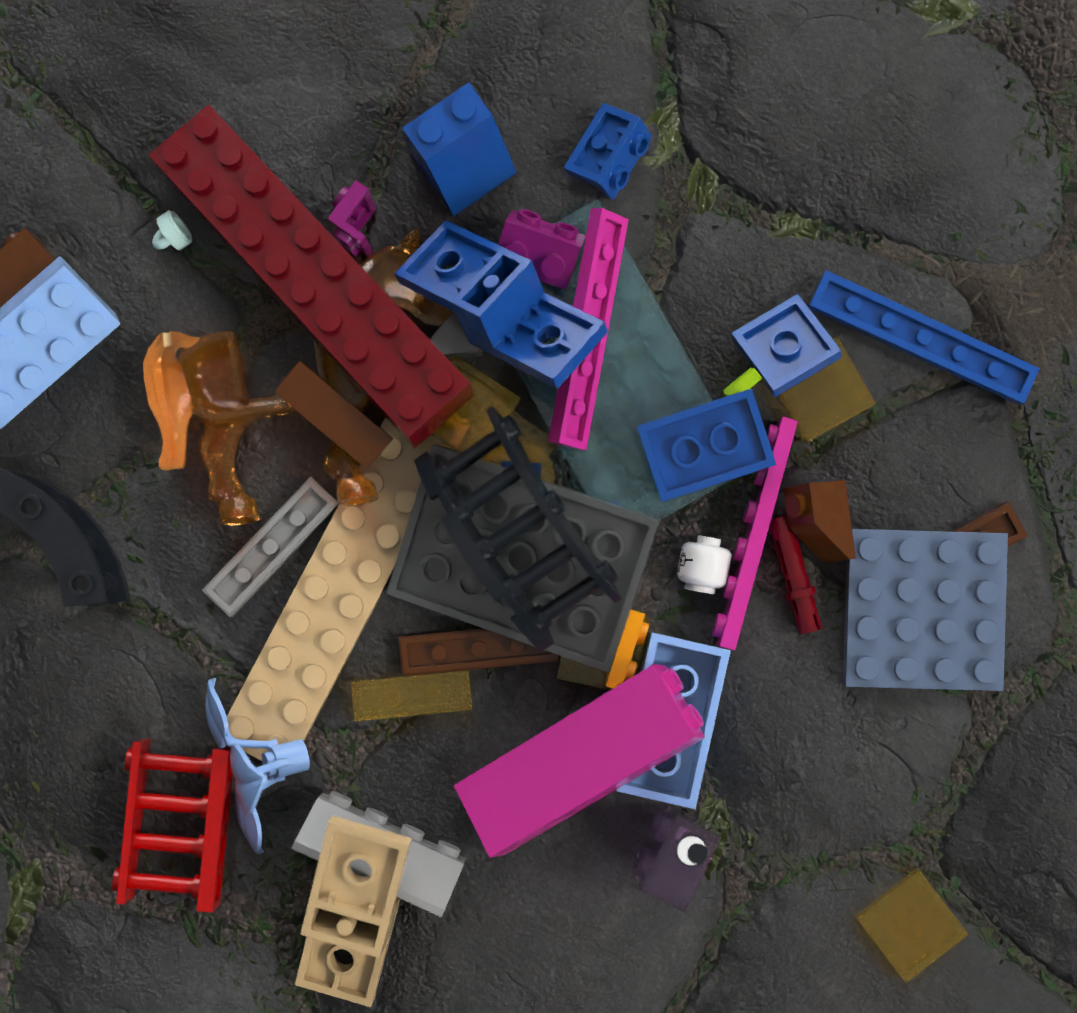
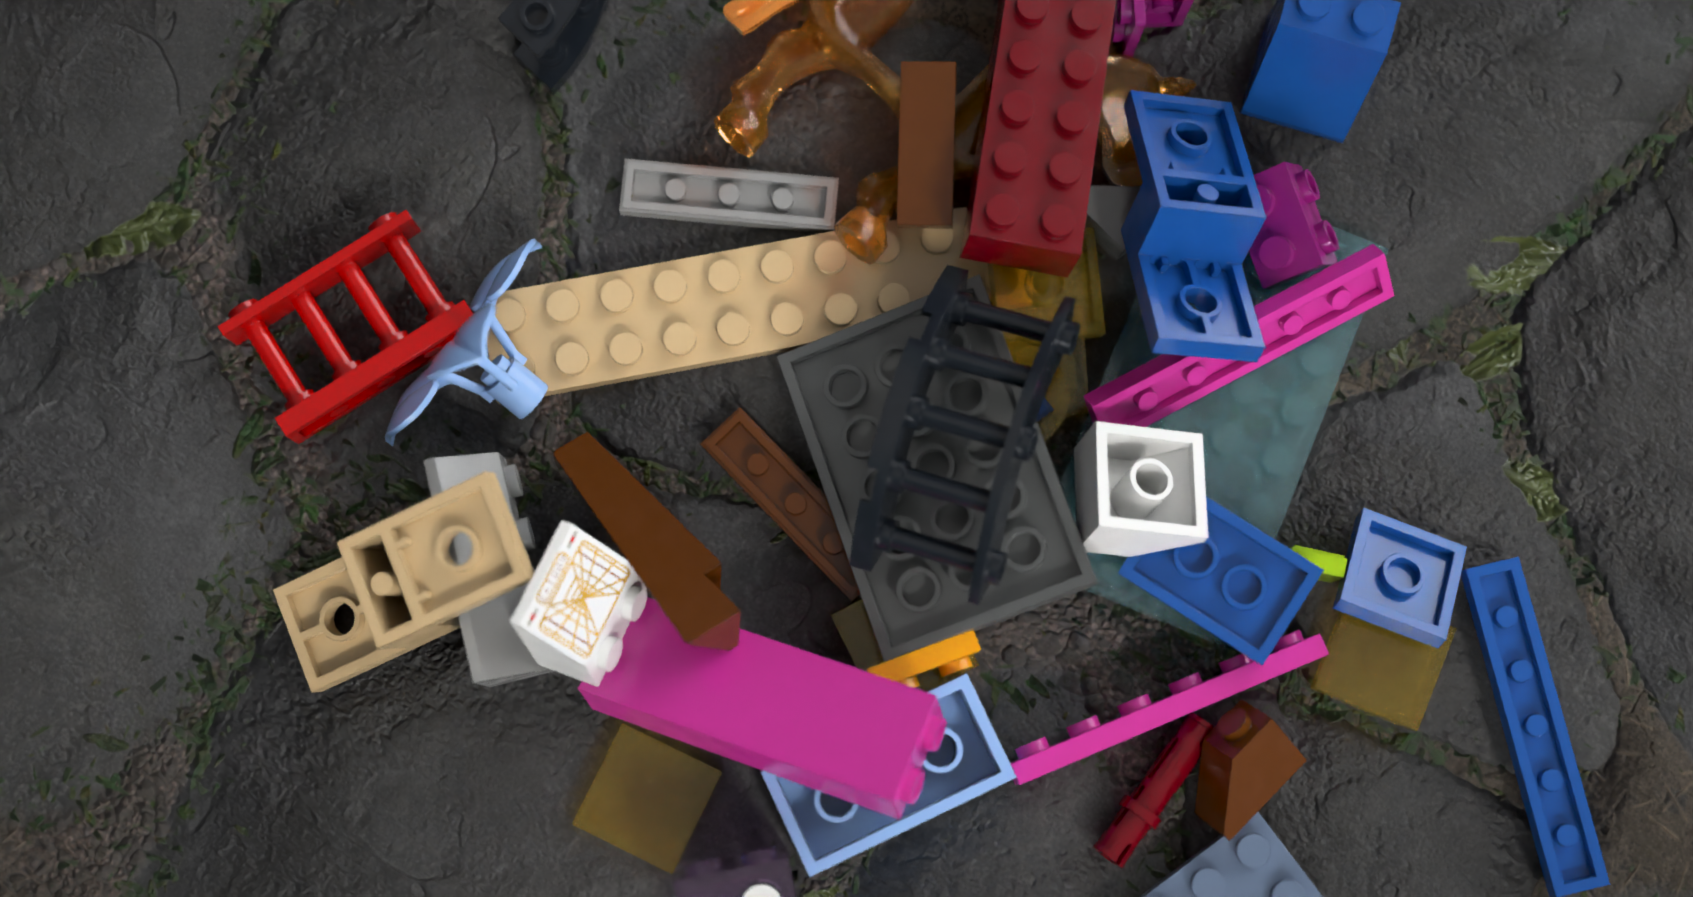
camera: 50 degrees right, 5 degrees down
(411, 695) = (687, 471): clear yellow tile -> none
(442, 751) = (658, 547): none -> reddish brown wedge
(444, 823) = (579, 606): none -> white slope
(578, 861) = (647, 798): none -> clear yellow tile
(609, 150) = (1450, 220): blue bracket -> none
(626, 453) = (1139, 489): none -> white slope
(704, 565) = (1085, 679): white head -> none

